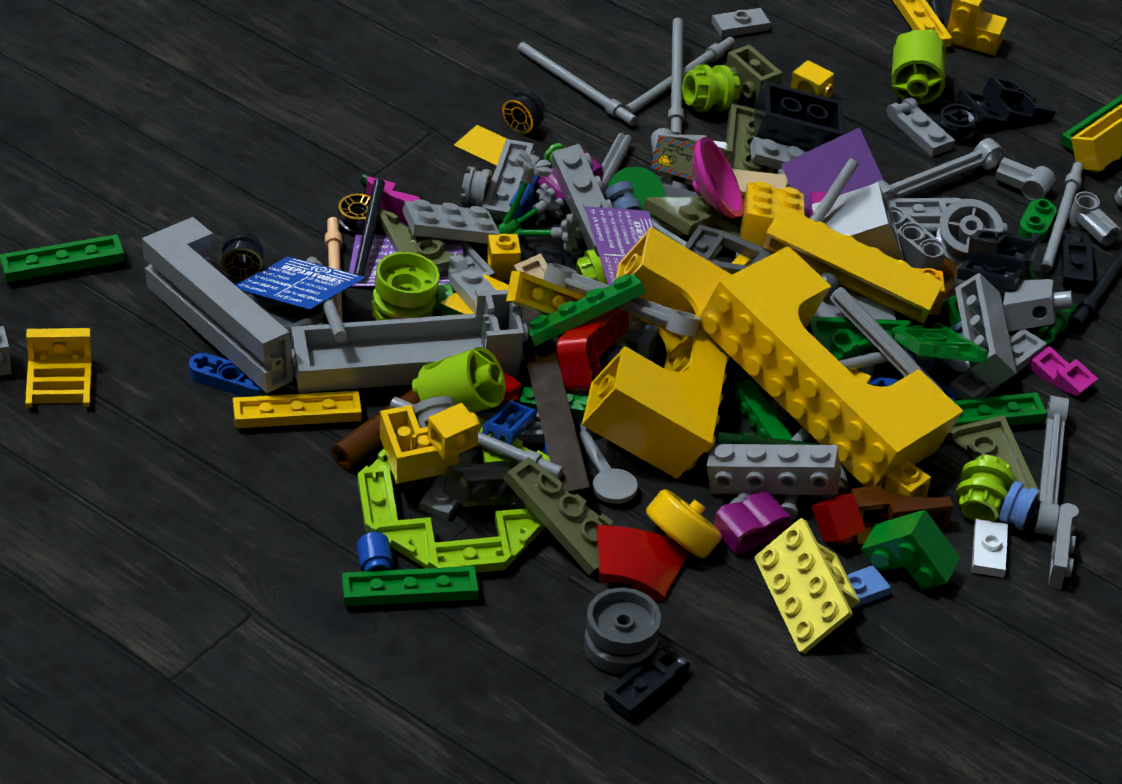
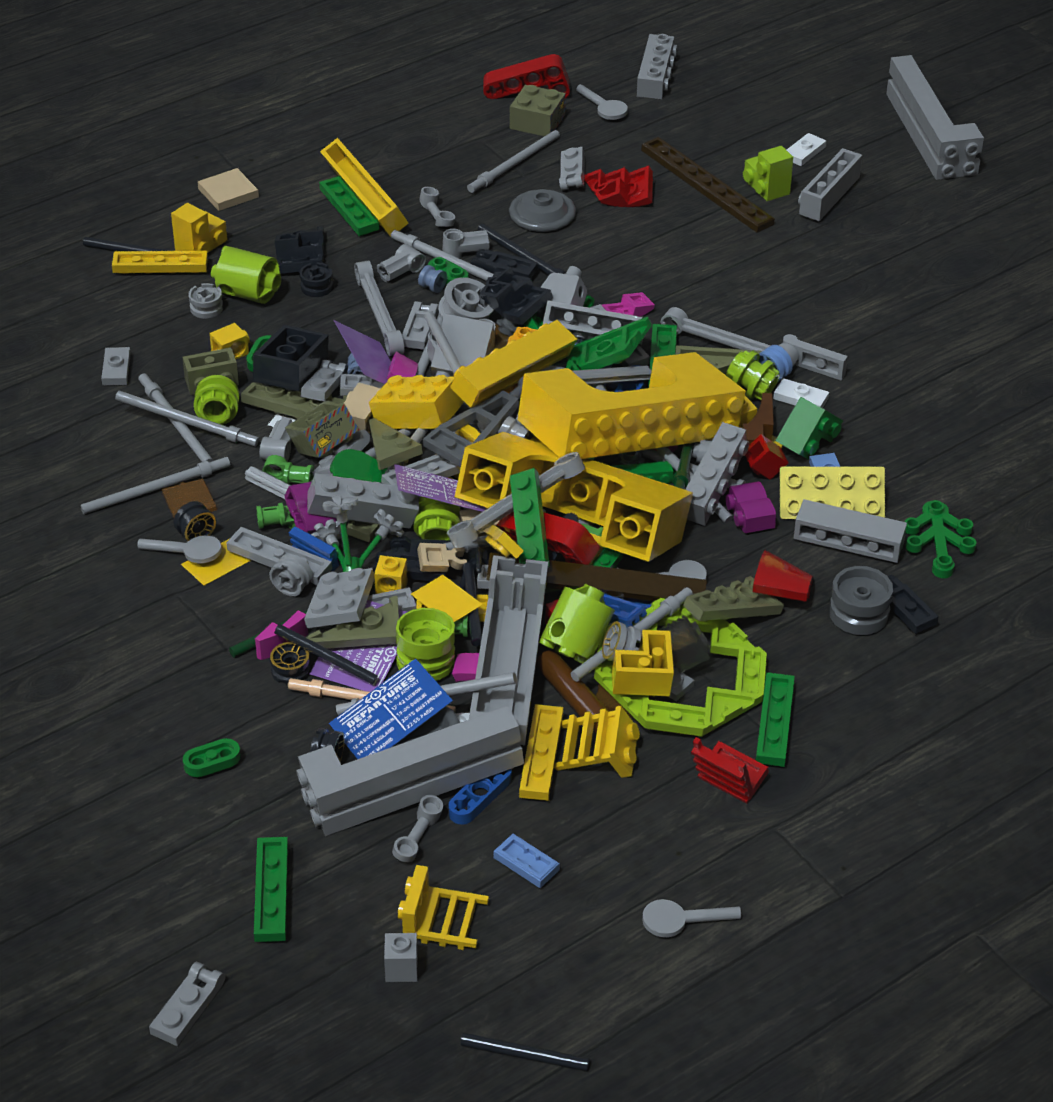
camera: 70 degrees left, 0 degrees up
(97, 537) = (668, 918): none -> light grey piece
(132, 336) = (427, 814): none -> light grey bar
(143, 422) = (526, 860): none -> medium blue plate
(215, 190) = (211, 757): none -> green plate
(302, 552) = (729, 769): none -> red plate
(318, 450) = (614, 741): none -> yellow plate
(374, 552) = (738, 732): blue brick -> none
(453, 431) = (667, 624): yellow brick -> none
(466, 280) = (439, 597): light grey hinge -> none
(492, 126) = (197, 550): none -> light grey piece
(570, 110) = (186, 492): none -> clear orange piece
(622, 196) = (368, 473): sand blue wheel -> none
(635, 156) = (289, 473): none -> bright green connector
(684, 523) = (749, 541): yellow wheel -> none
(716, 179) = (379, 411): dark pink dish -> none
(745, 611) = (850, 530): none -> light grey brick
(828, 697) = (937, 513): none -> green plant
(873, 56) = (205, 301): none -> light grey wheel
(920, 127) = (306, 302): light grey plate -> none
(1010, 199) = (432, 278): none -> sand blue wheel
(1077, 36) = (228, 189): none -> tan tile

